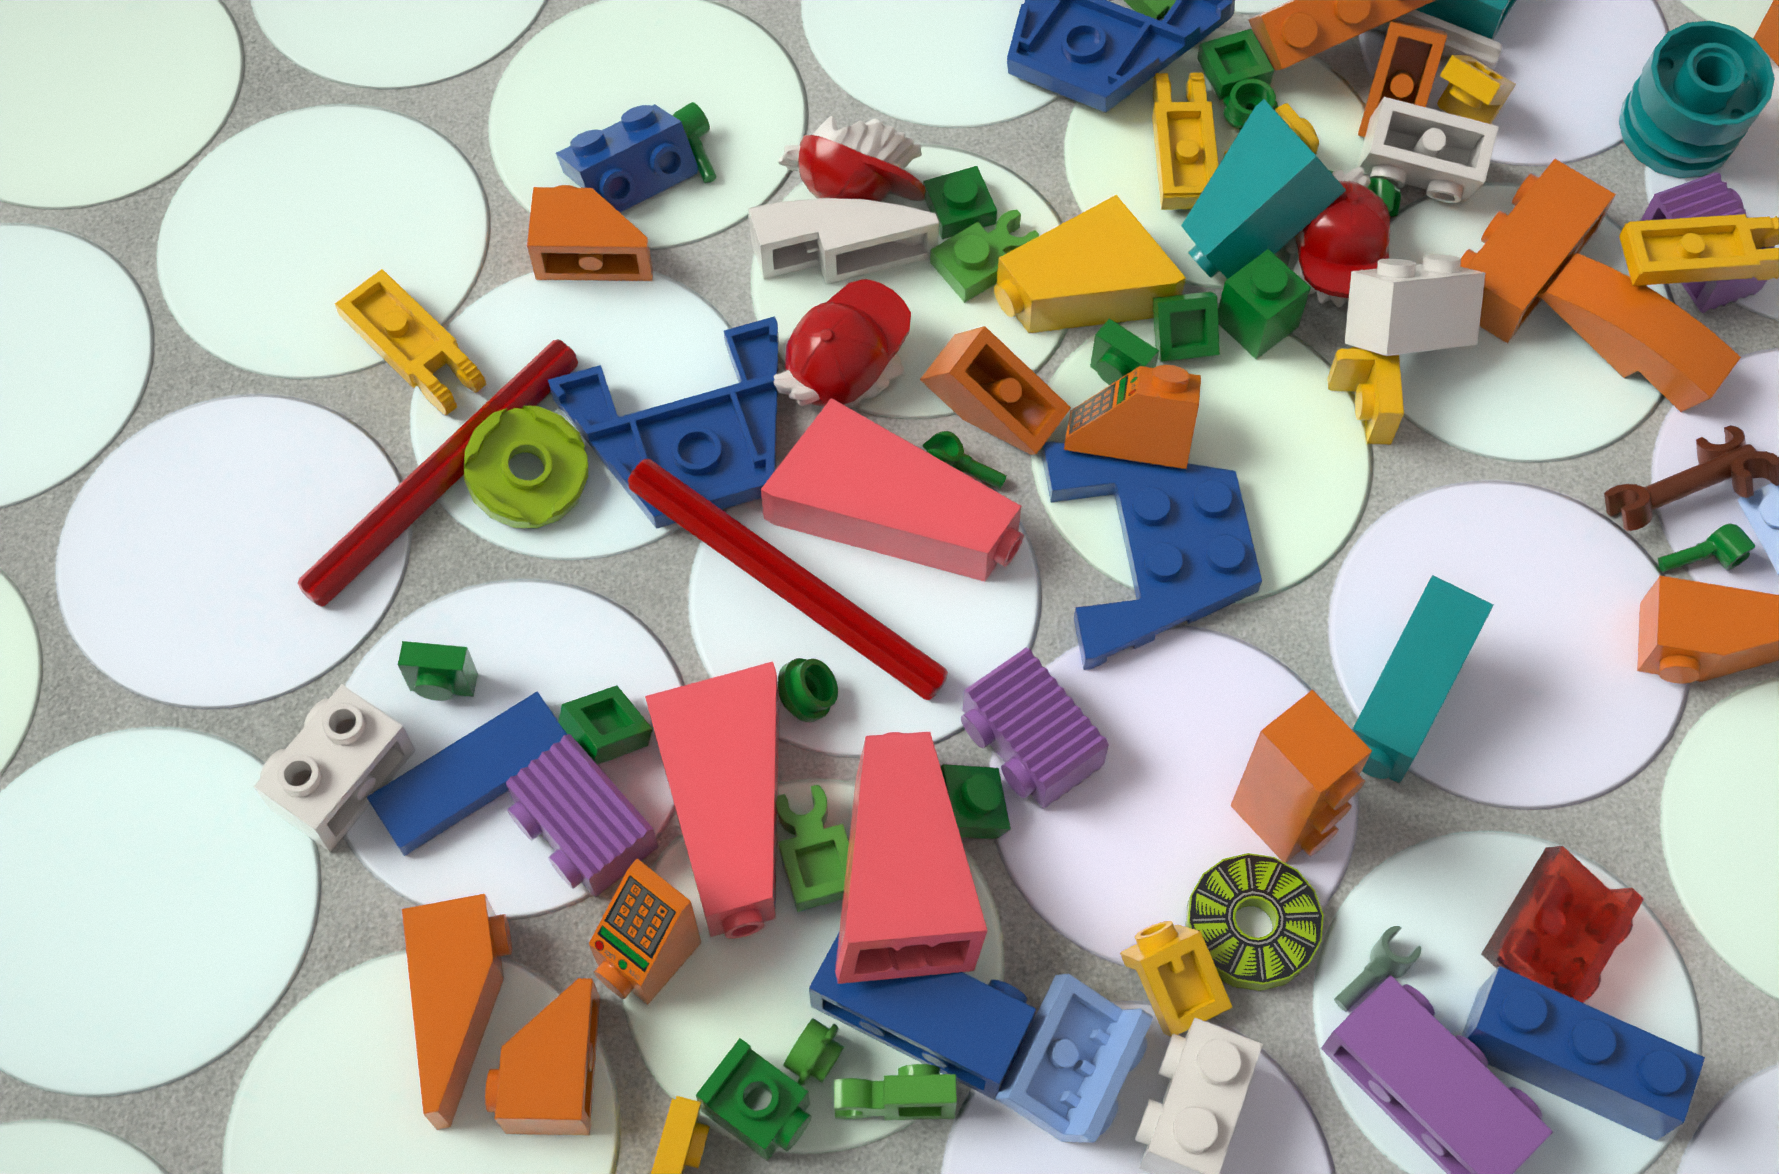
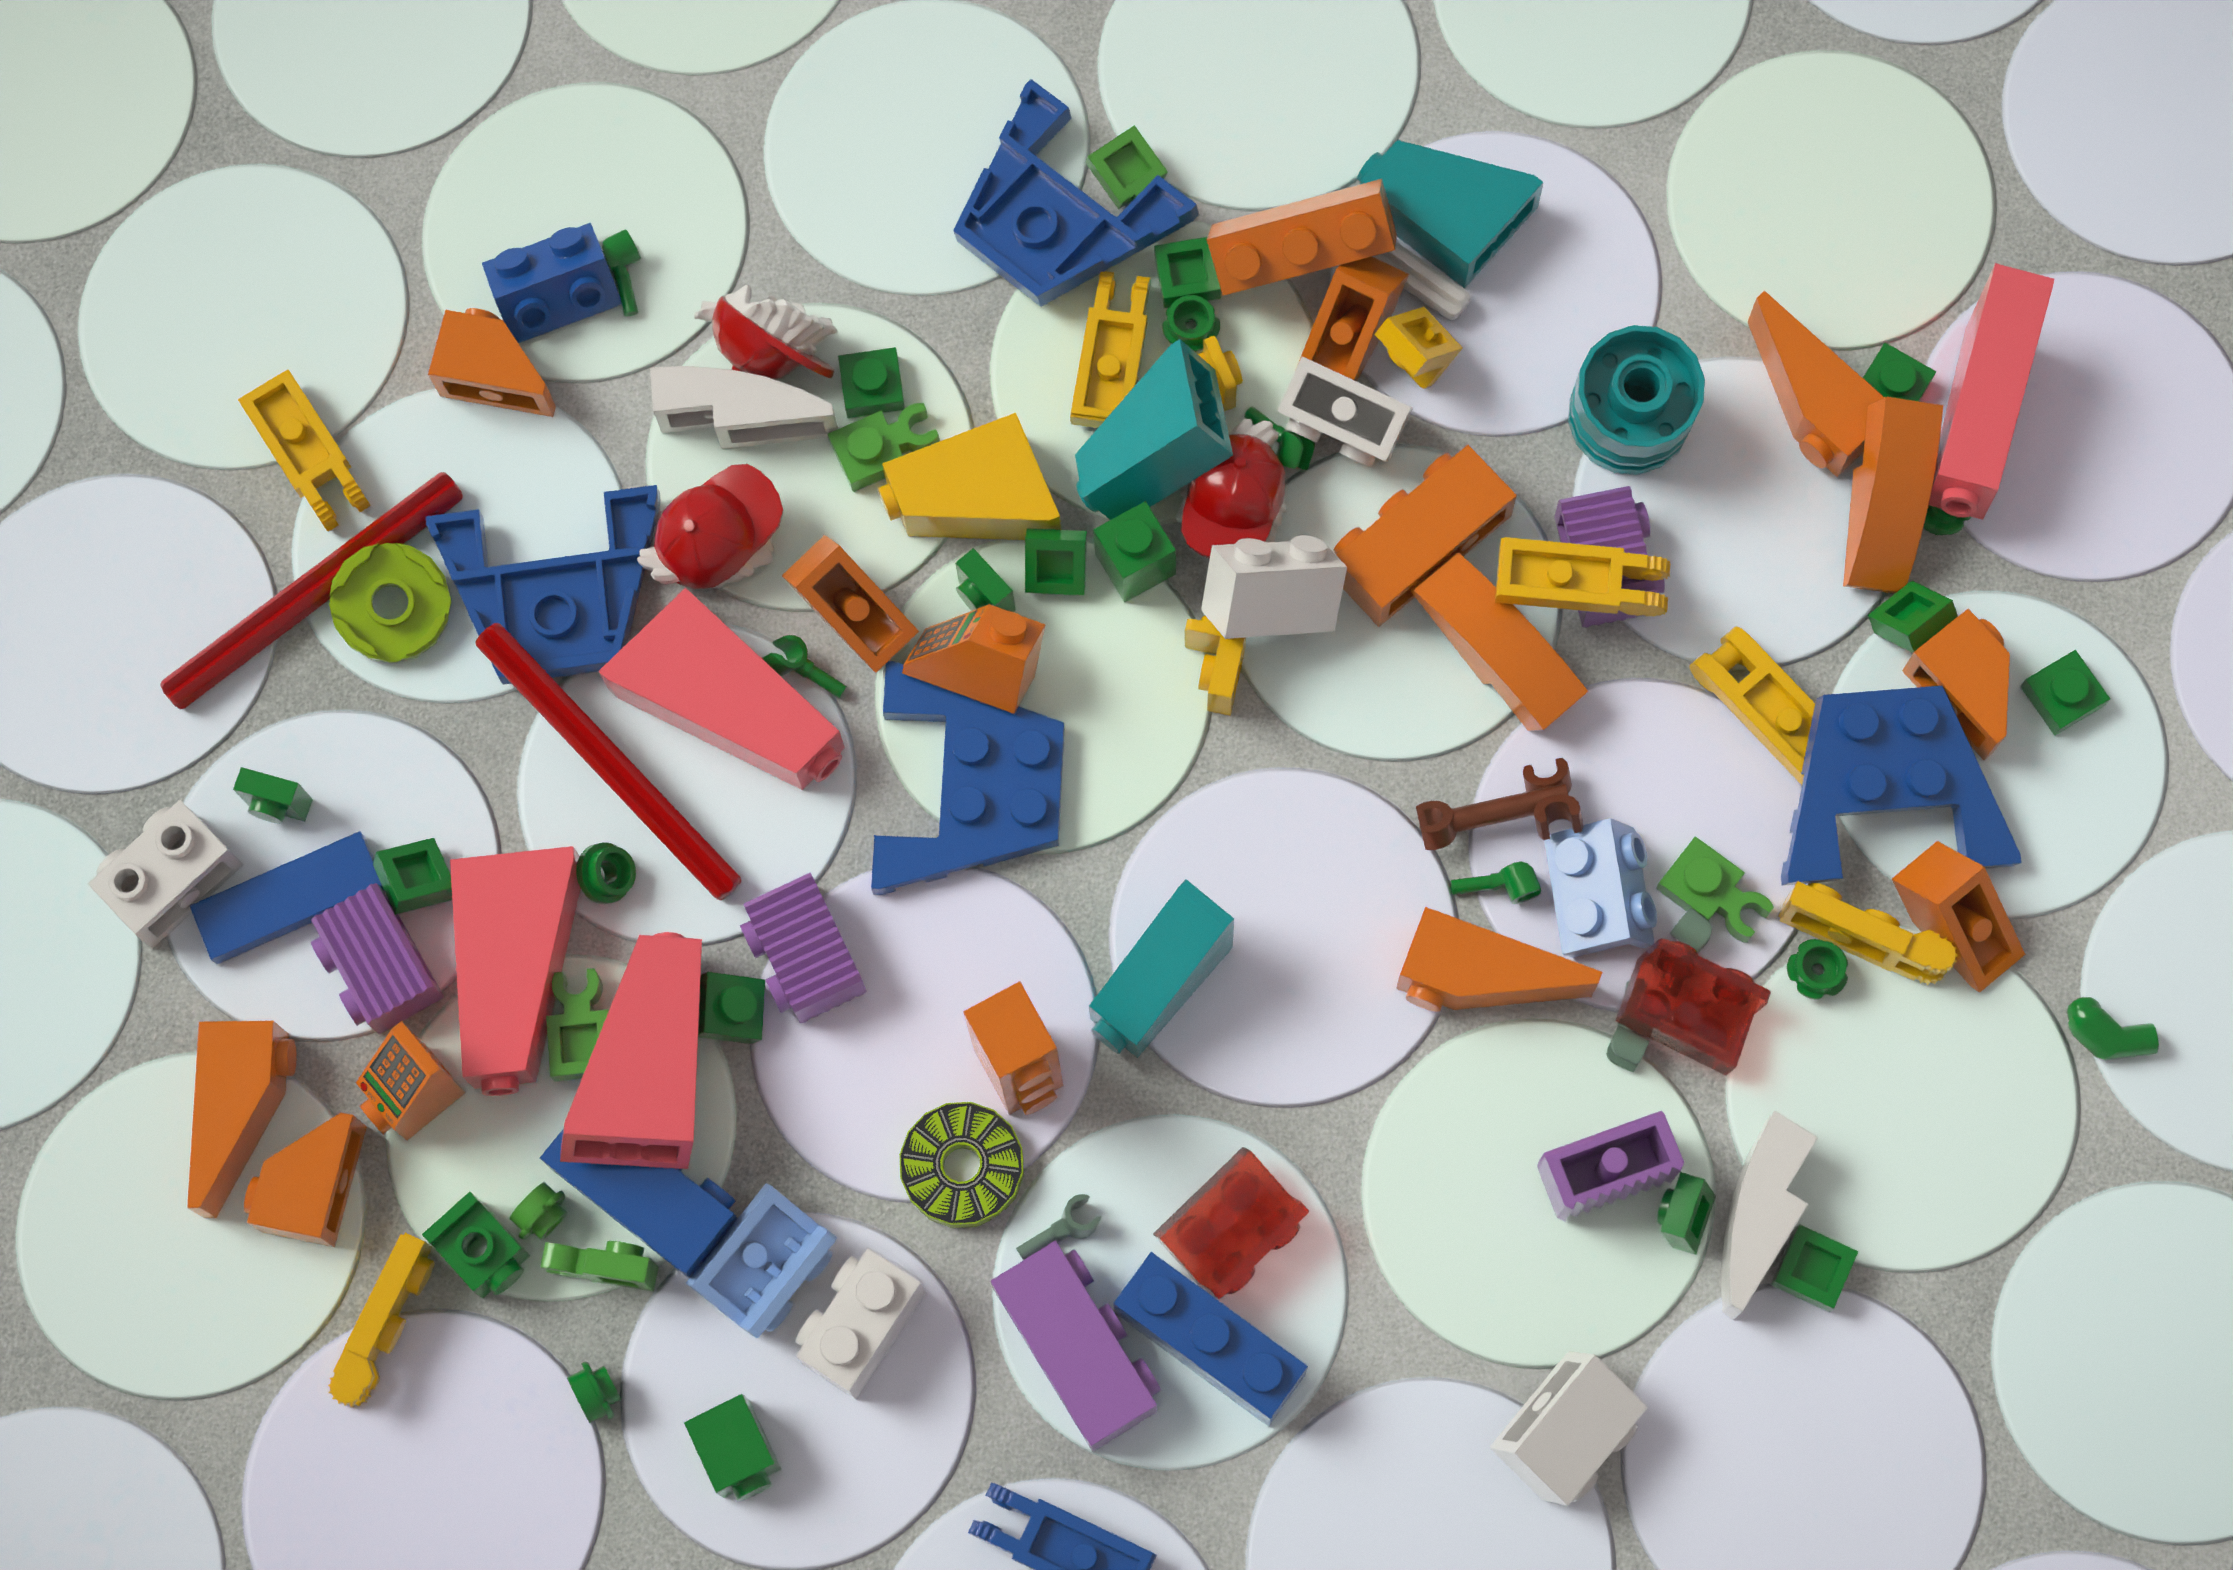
camera: 15 degrees right, 10 degrees up
(1177, 975) = (874, 1203): yellow bracket -> none

